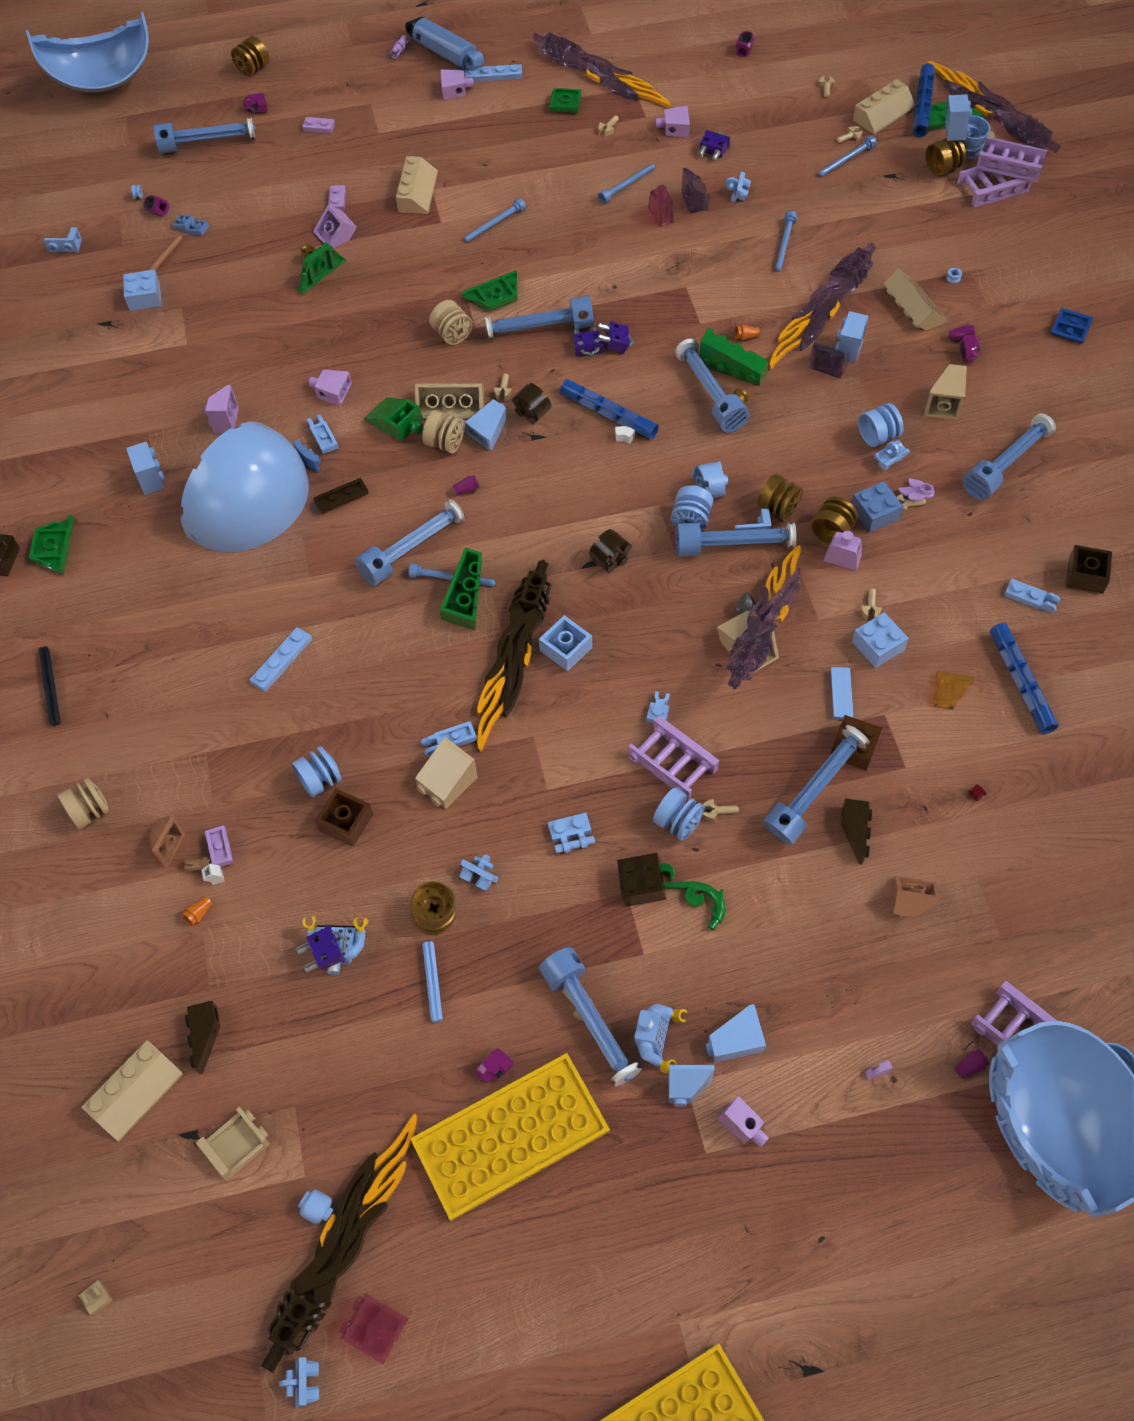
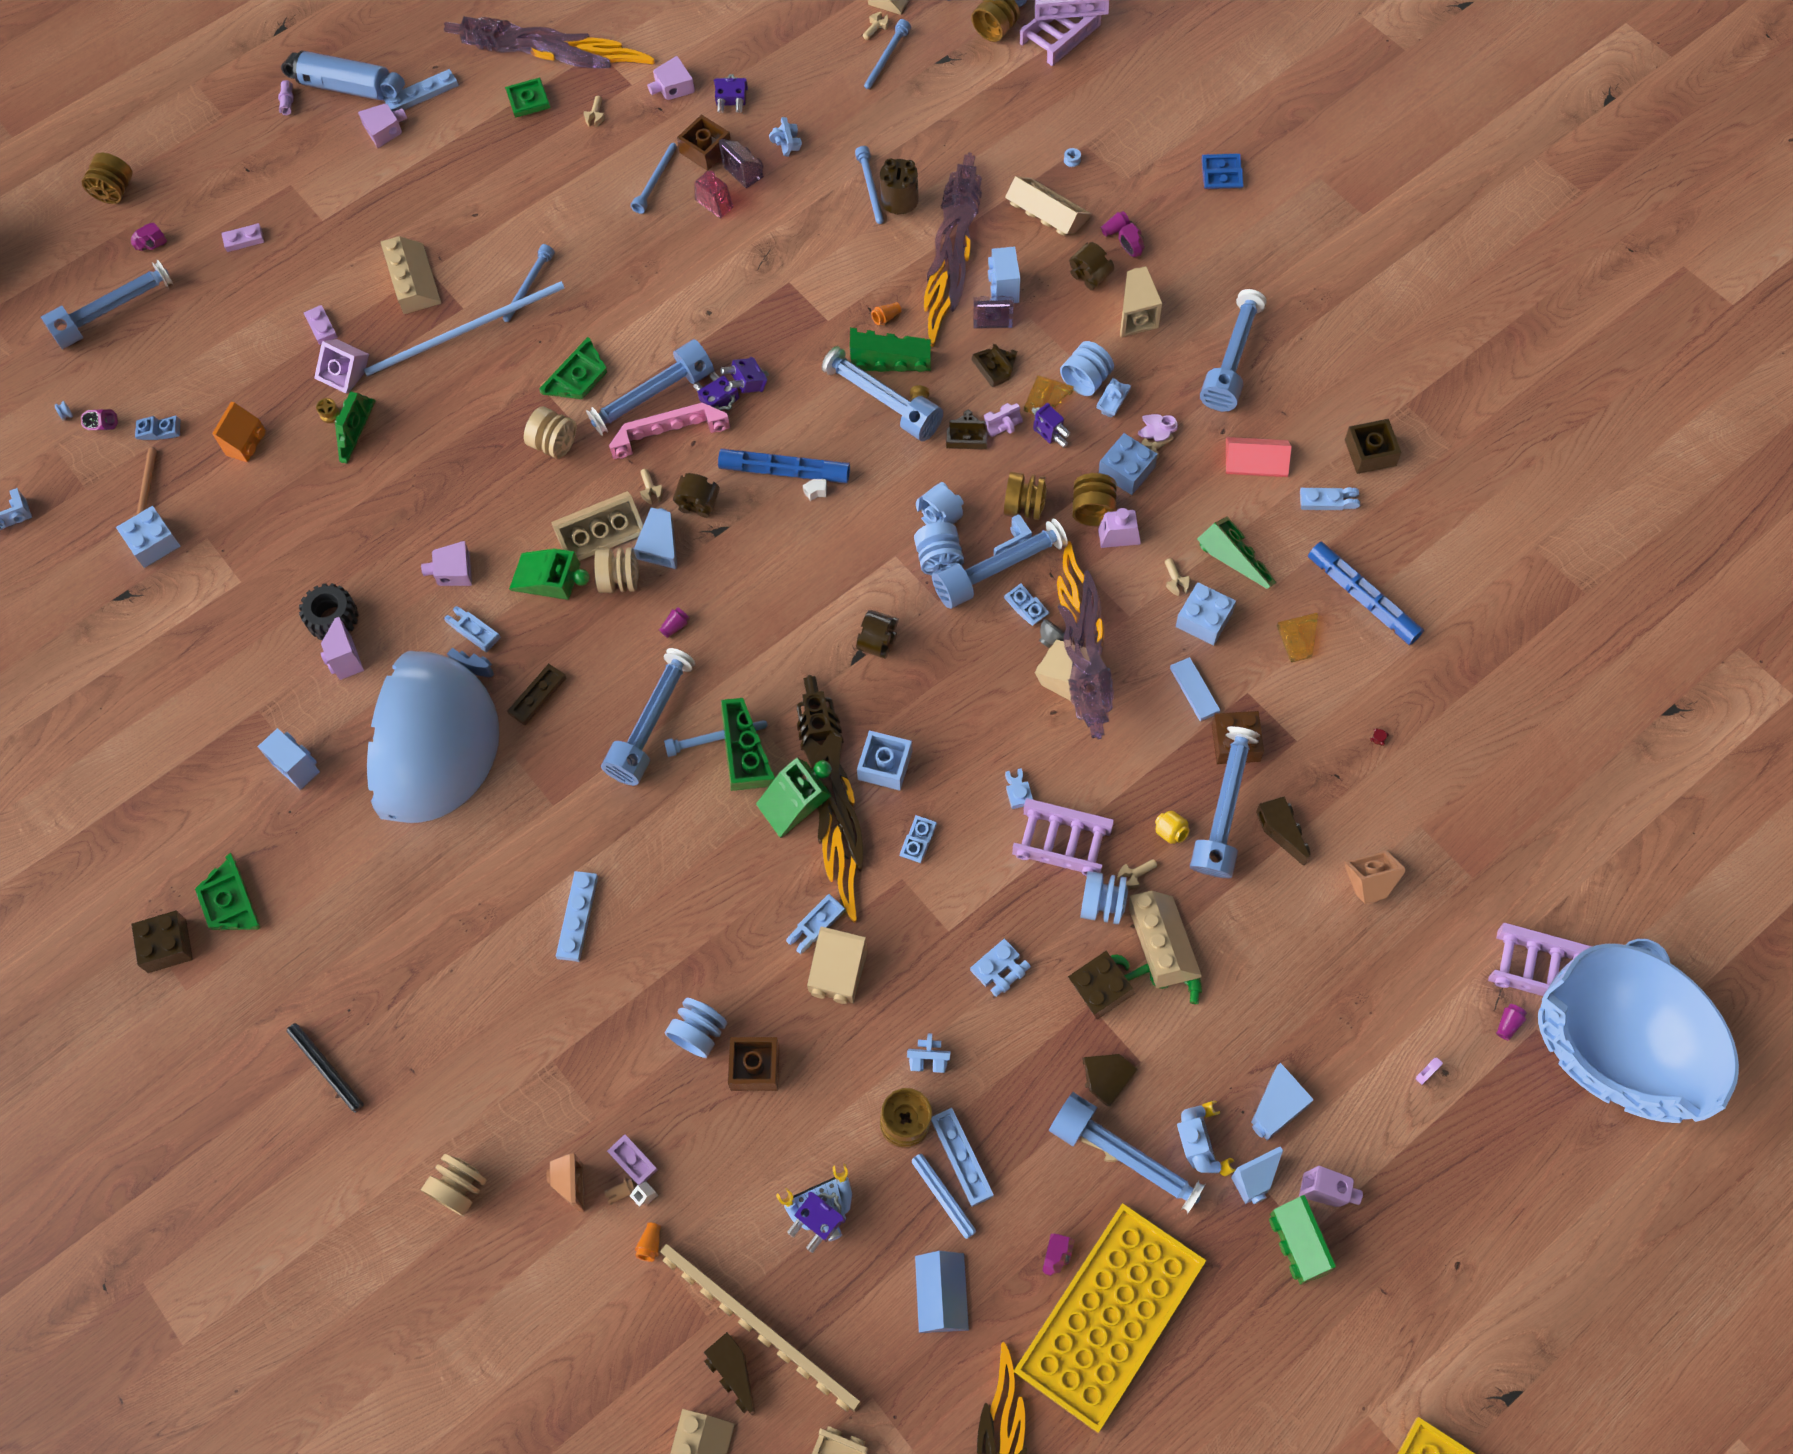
camera: 25 degrees left, 5 degrees up
(234, 375) = (322, 599): none -> black tyre
(239, 244) = (238, 432): none -> orange slope
(241, 1019) = (767, 1335): none -> tan plate
(391, 1053) = (941, 1292): none -> medium blue slope
(433, 234) = (464, 328): none -> light blue piece
(462, 959) = (962, 1157): none -> light blue plate
(484, 638) = (793, 798): none -> slope
(541, 347) = (660, 423): none -> bright pink slope
(561, 713) = (918, 839): none -> light blue slope
(610, 951) = (1107, 1076): none -> dark brown slope
(670, 168) = (701, 142): none -> reddish brown brick
(695, 1152) = (1301, 1240): none -> slope
(711, 867) = (1163, 938): none -> tan slope
(739, 577) = (1025, 605): none -> light blue slope
(762, 438) = (967, 433): none -> dark brown slope
(765, 787) = (1172, 827): none -> yellow head
(795, 439) = (1003, 420): none -> lavender hips
(803, 245) = (899, 186): none -> dark brown cylinder
(811, 398) = (995, 364): none -> dark brown slope
(829, 454) = (1050, 425): none -> dark purple piece
(838, 435) = (1045, 392): none -> clear yellow wing
(925, 353) = (1091, 265): none -> dark brown brick
(926, 596) = (1225, 543): none -> wedge
(987, 542) = (1257, 456): none -> coral slope

